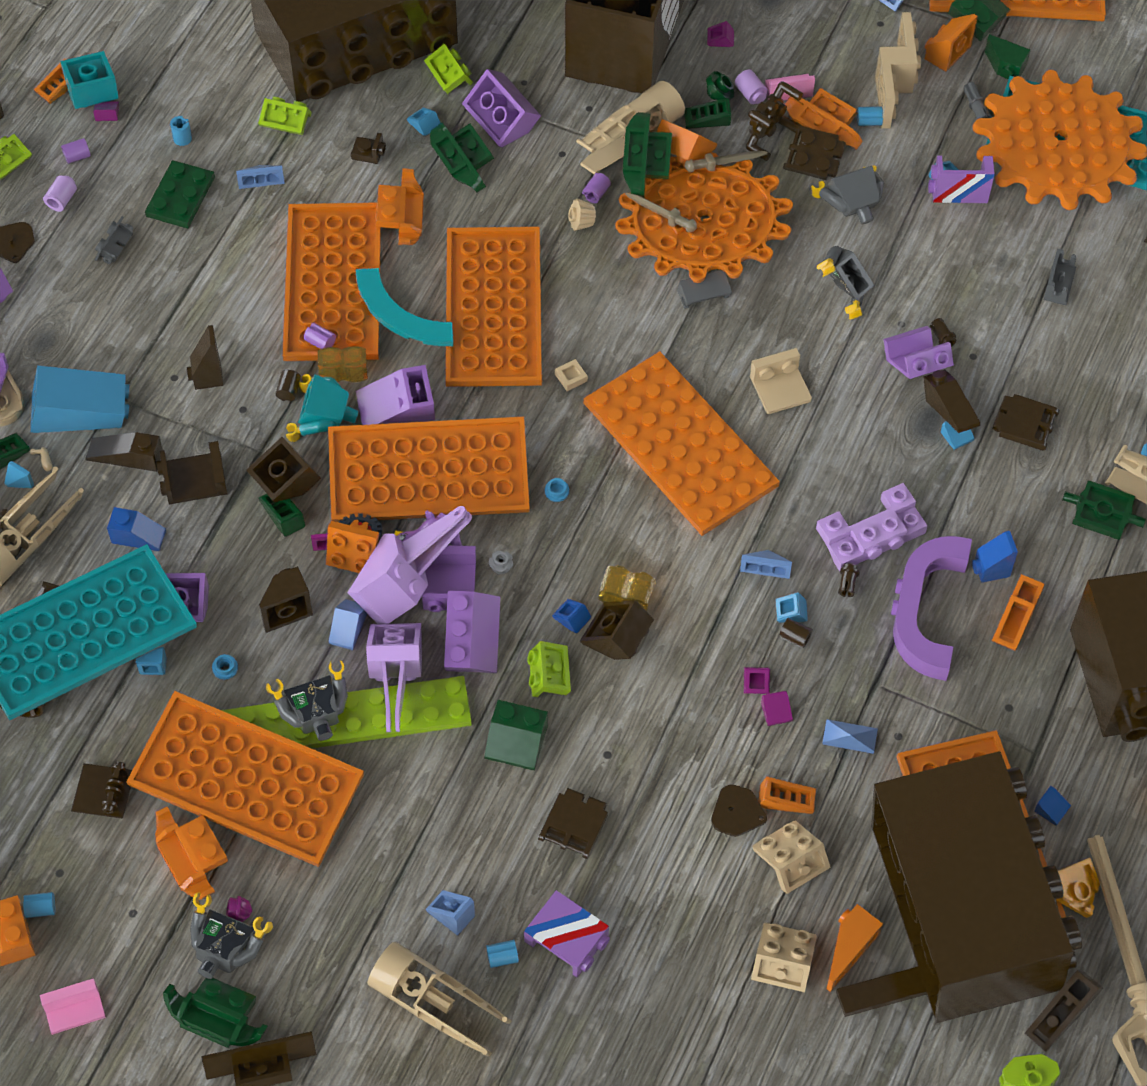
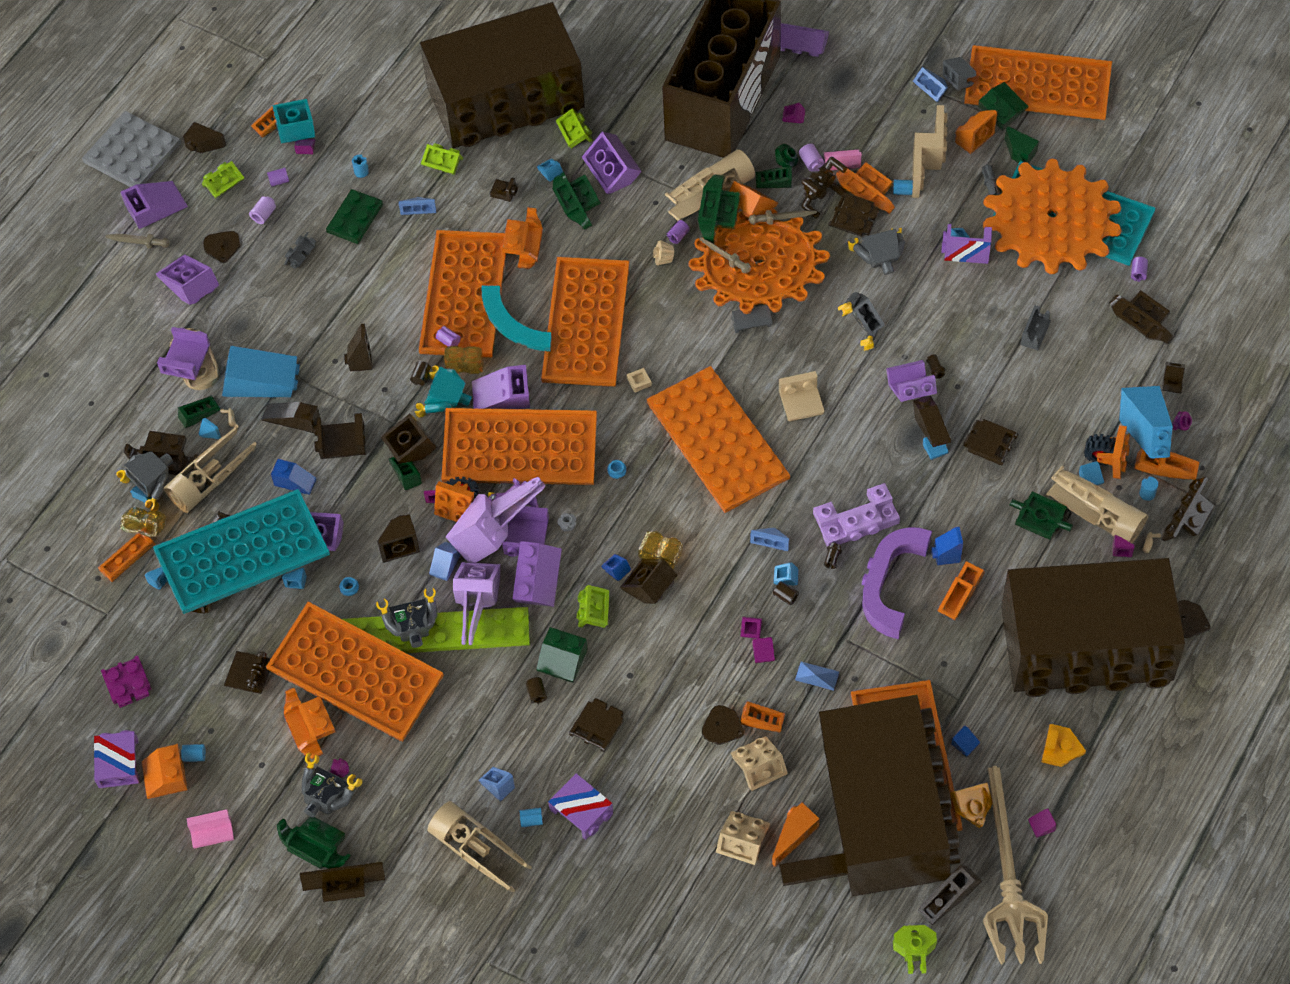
camera: 10 degrees right, 0 degrees up
(488, 784) = (536, 690): none -> dark brown piece

